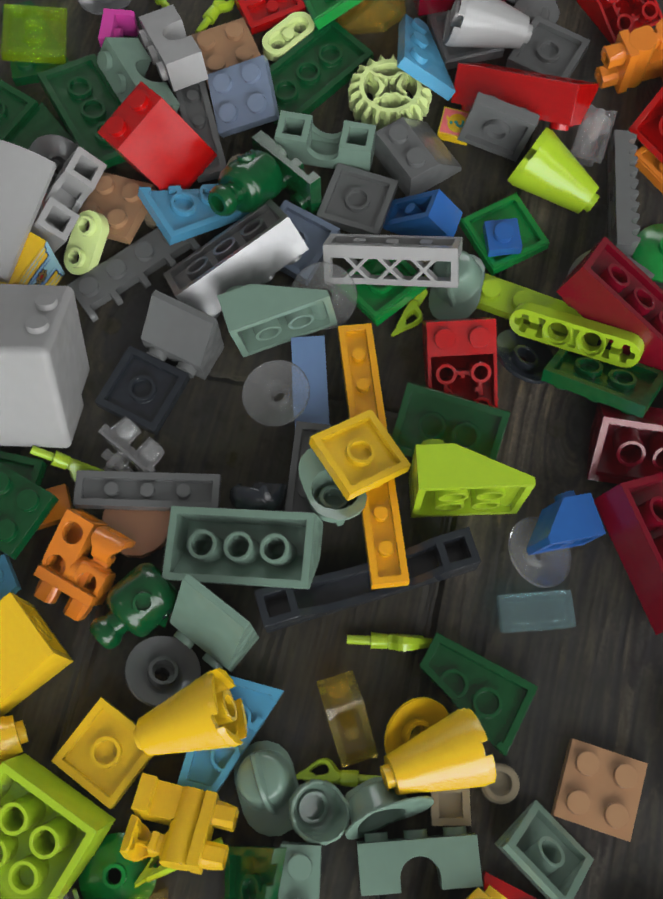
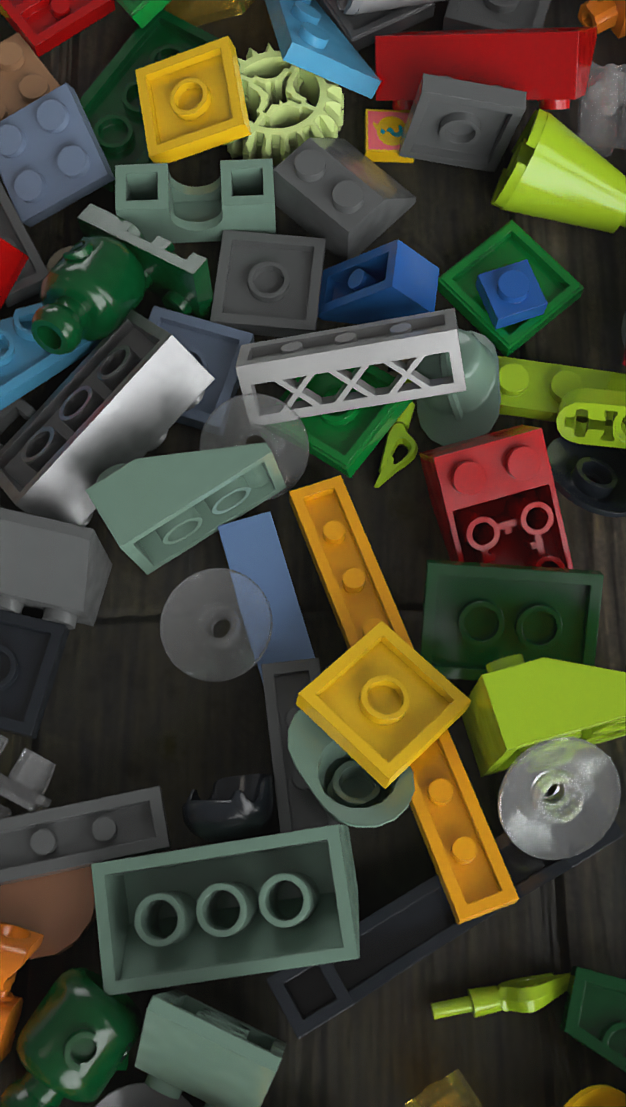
camera: 15 degrees left, 0 degrees up
(285, 36) = (90, 49): yellowish green plate -> none
(337, 81) = (192, 101): none -> yellow plate
(457, 540) = (575, 813): none -> clear dish

